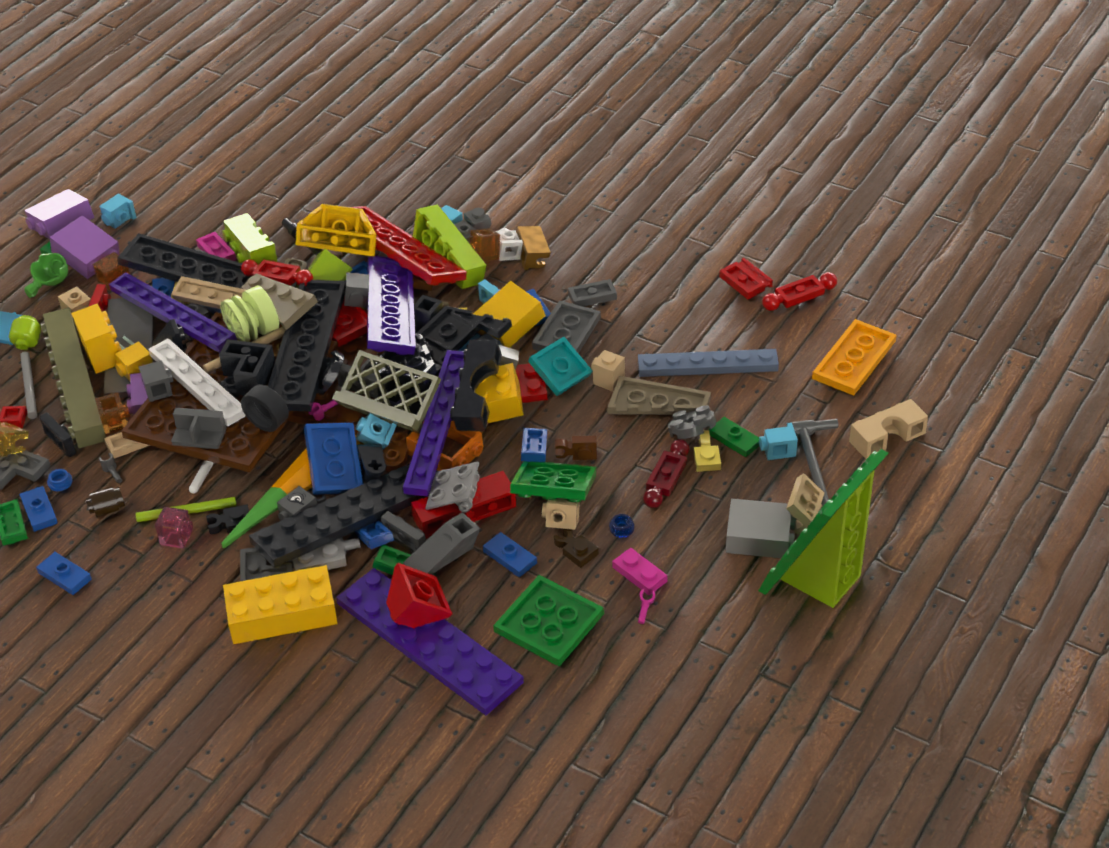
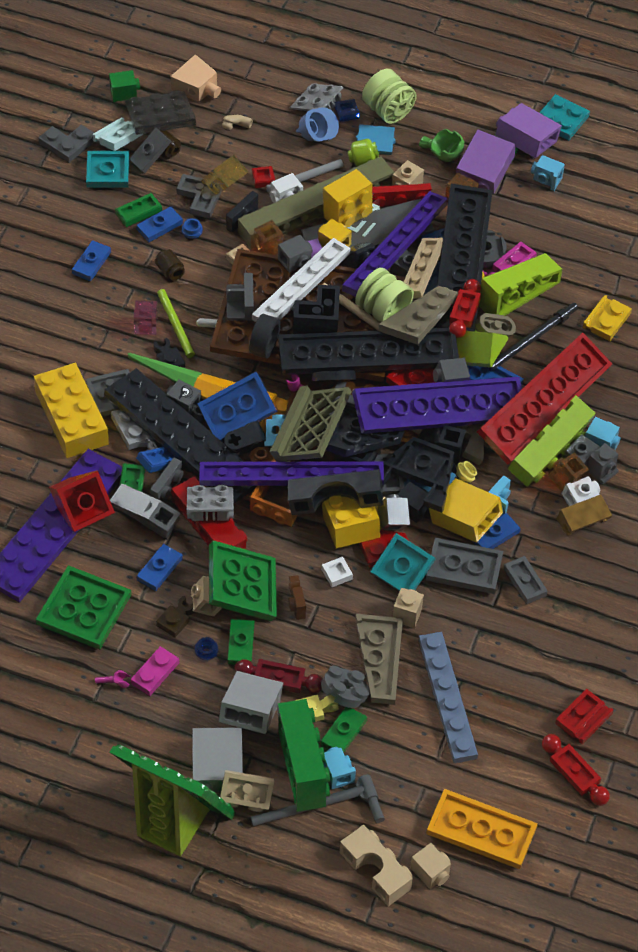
camera: 75 degrees right, 10 degrees up
(42, 191) = (566, 114): none -> teal plate
(46, 395) = (285, 187): none -> white brick
(110, 466) = (217, 258): dark grey hand -> none
(304, 201) = (607, 318): none -> yellow plate
(337, 230) = (533, 343): yellow wedge -> none
(534, 445) = (296, 563): blue plate -> none
(552, 417) = (337, 572): none -> white plate
(617, 500) = (240, 640): none -> green plate
(702, 488) = (250, 702): none -> light grey brick
(772, 454) = (303, 755): none -> green brick
(891, 391) = (431, 866): none -> tan brick

